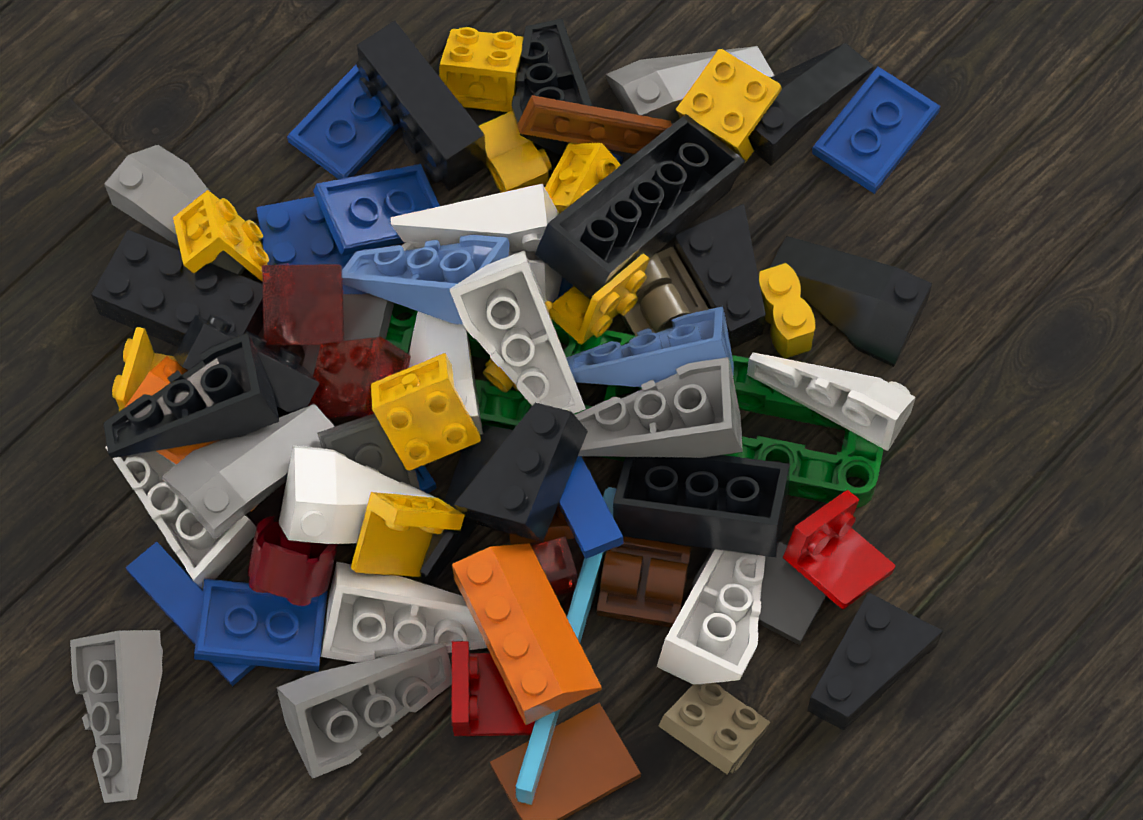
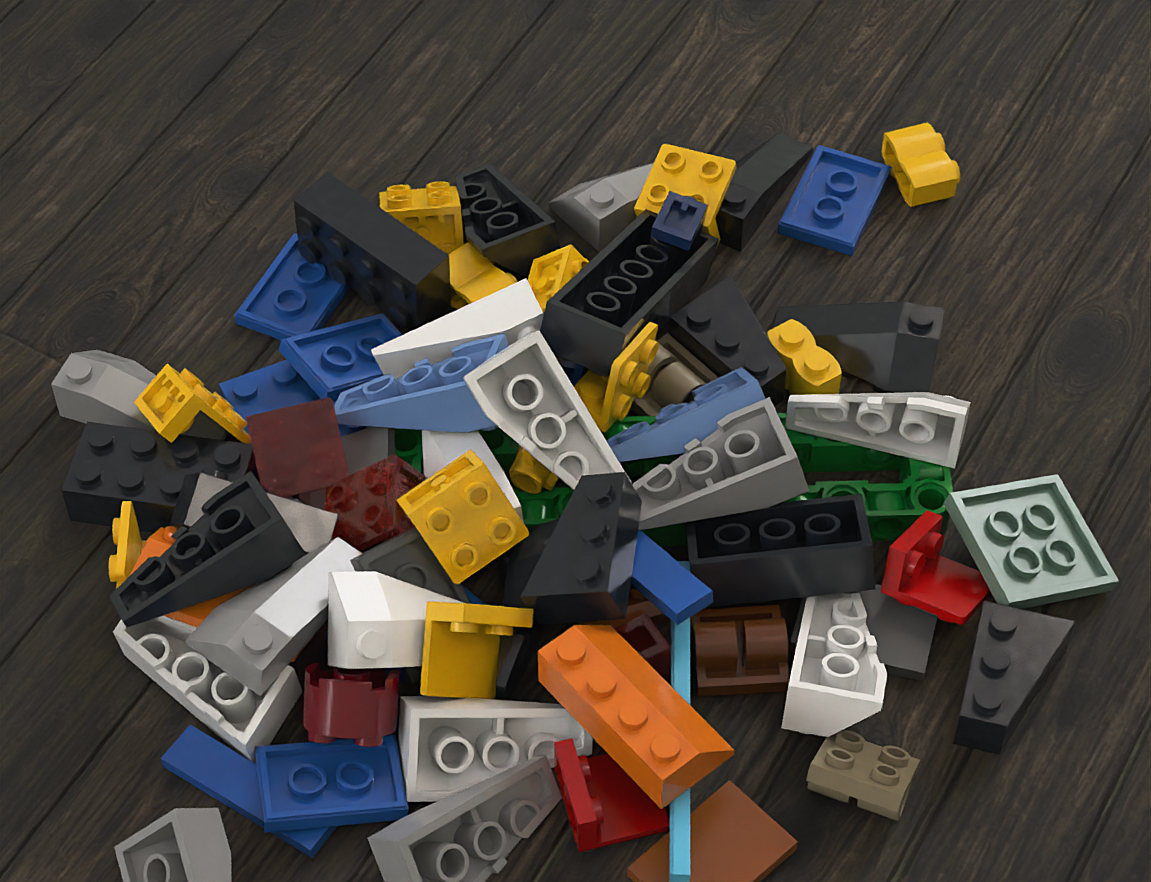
camera: 15 degrees left, 15 degrees down
(589, 124) = (546, 232): dark orange tile -> none
(707, 142) = (679, 220): none -> dark blue bracket
(933, 539) = (1030, 542): none -> sand green plate
(968, 111) = (920, 164): none -> yellow brick

